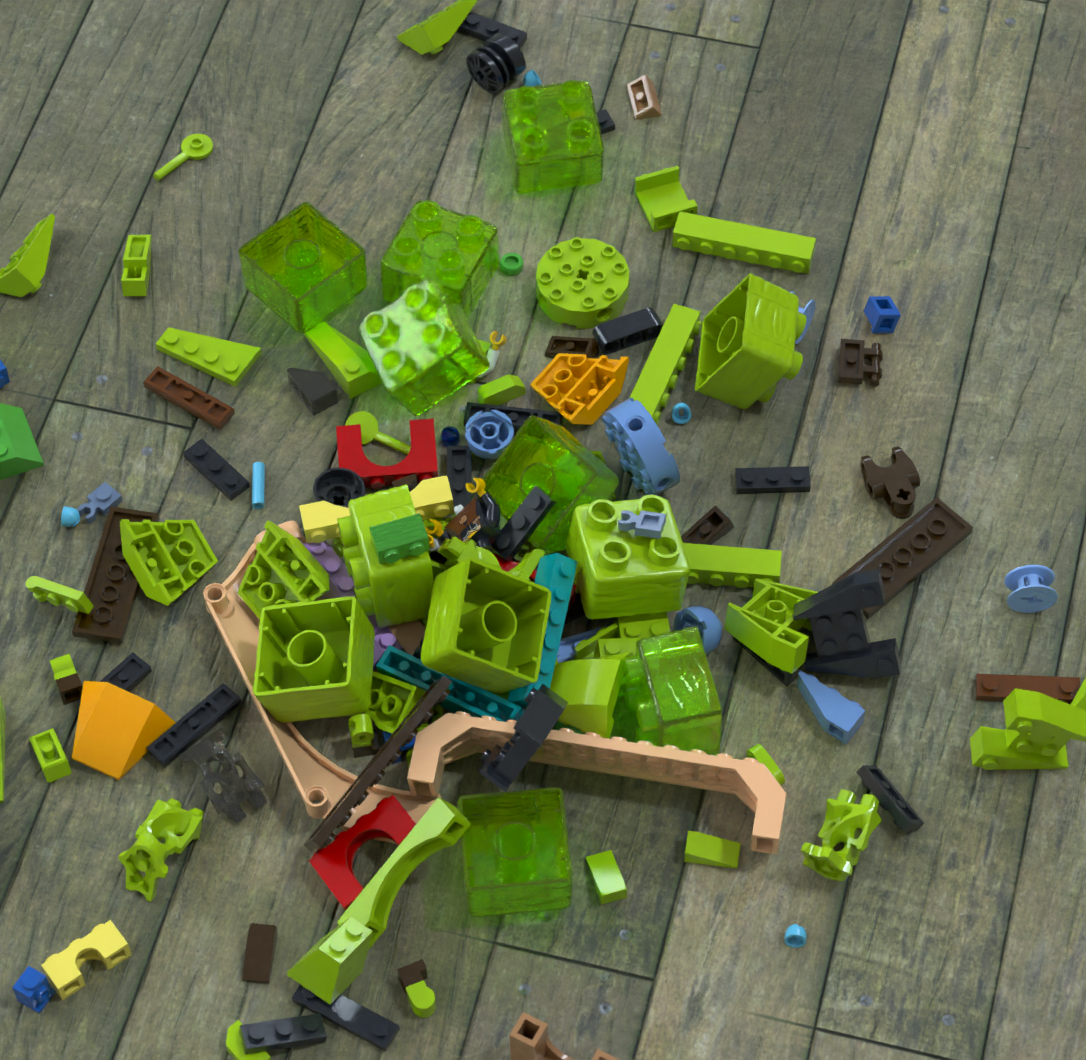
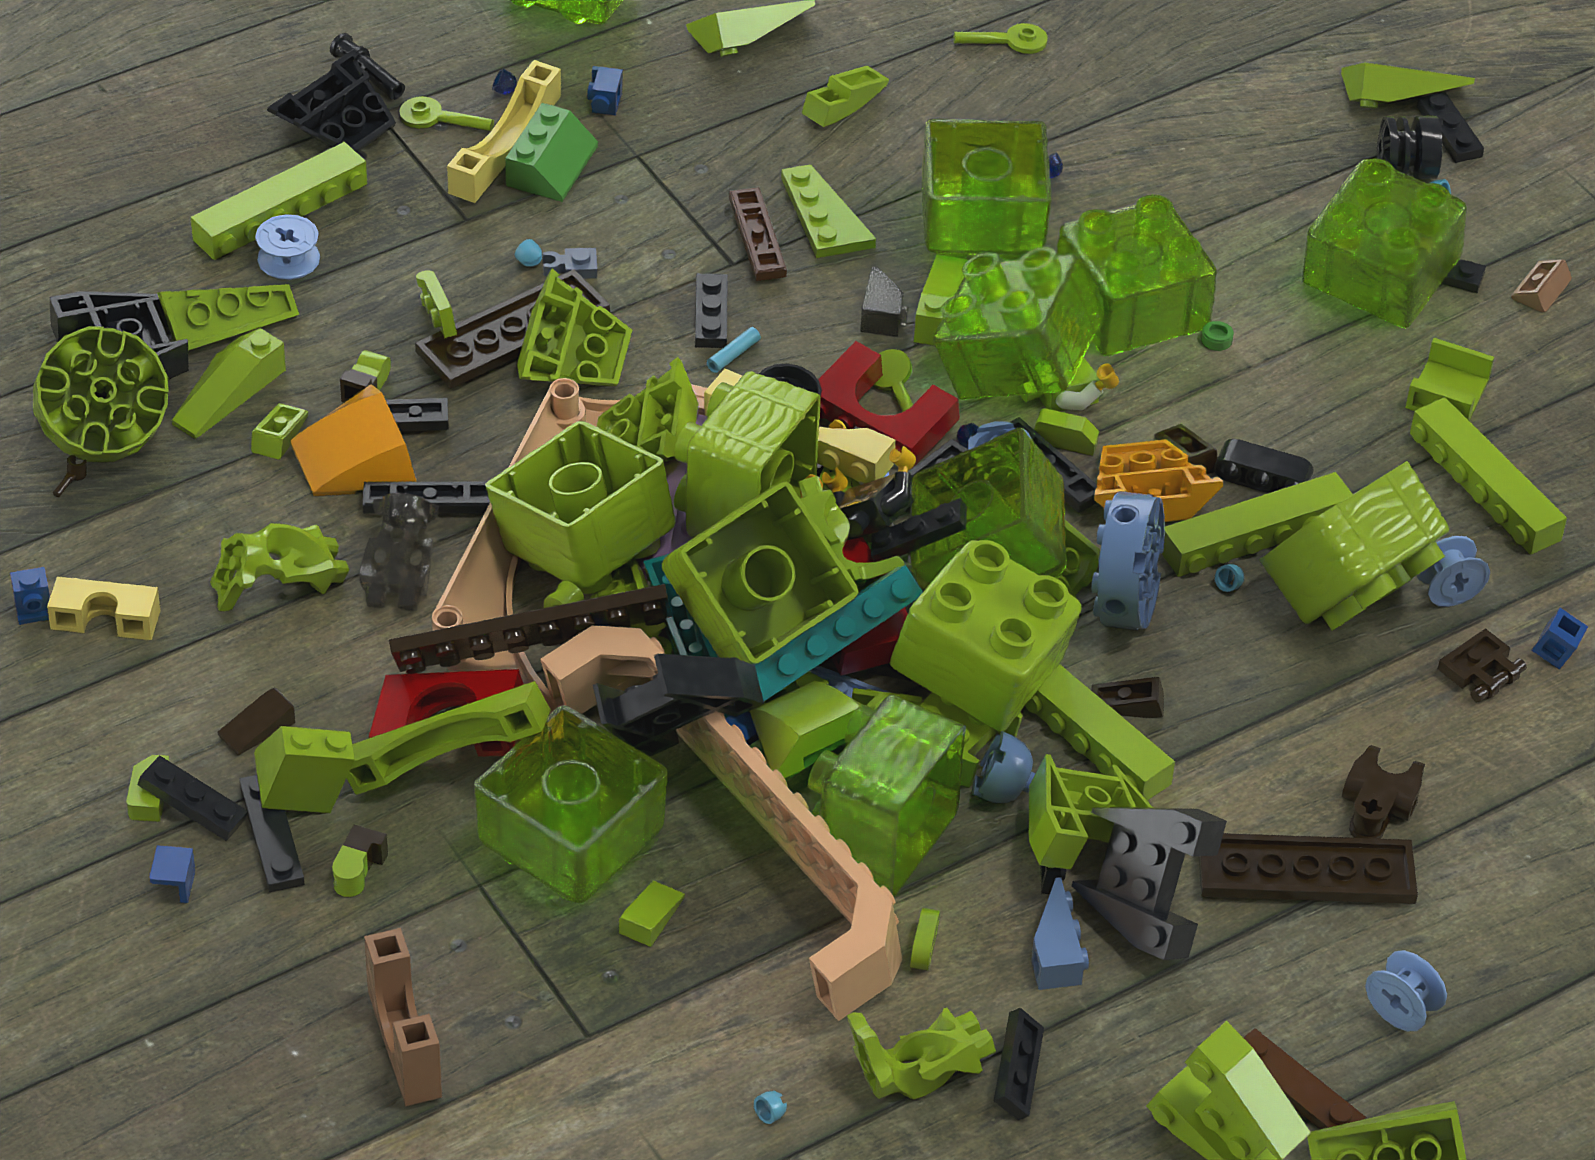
camera: 40 degrees right, 10 degrees down
(399, 538) = (746, 425): bright green brick -> none
(582, 282) = (1266, 393): lime brick -> none
(645, 524) = (1017, 598): sand blue plate -> none
(711, 850) = (779, 968): lime slope -> none
(772, 480) = (1255, 704): black plate -> none

